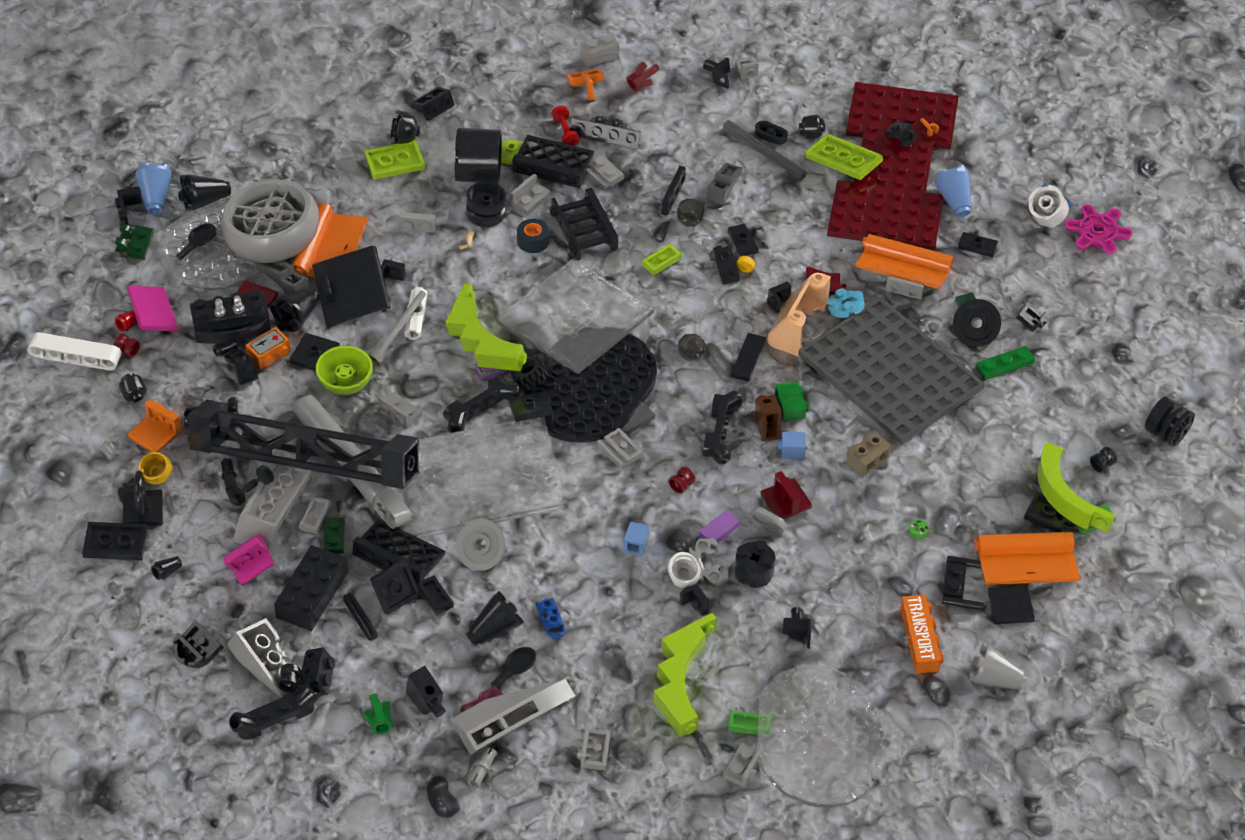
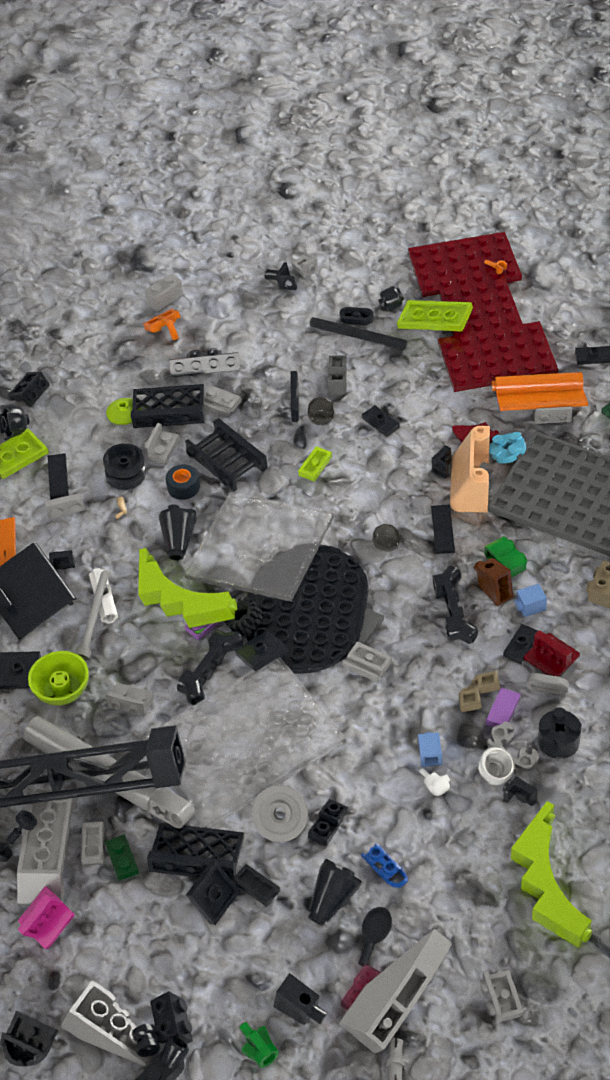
camera: 15 degrees left, 0 degrees up
(311, 588) = (124, 926): black brick -> none
(360, 616) = (188, 938): black axle -> none
(424, 193) = (58, 476): none -> black tile
(478, 155) = (98, 422): black brick -> none
(506, 277) = (177, 528): none -> black cone
(520, 568) = (328, 822): none -> black slope
(561, 114) = (155, 360): red wheel -> none
(627, 568) = (436, 784): none -> white piece
(638, 77) = (211, 305): dark red rock -> none
(680, 481) = (443, 675): dark red wheel -> none
(695, 509) = (470, 697): none -> dark tan tile
(725, 264) = (377, 448): black bracket -> none
(745, 264) = (395, 442): yellow tile -> none
(762, 479) = (520, 644): none -> black plate
(901, 131) = (475, 276): black bracket -> none
(956, 189) = (550, 312): medium blue cone -> none

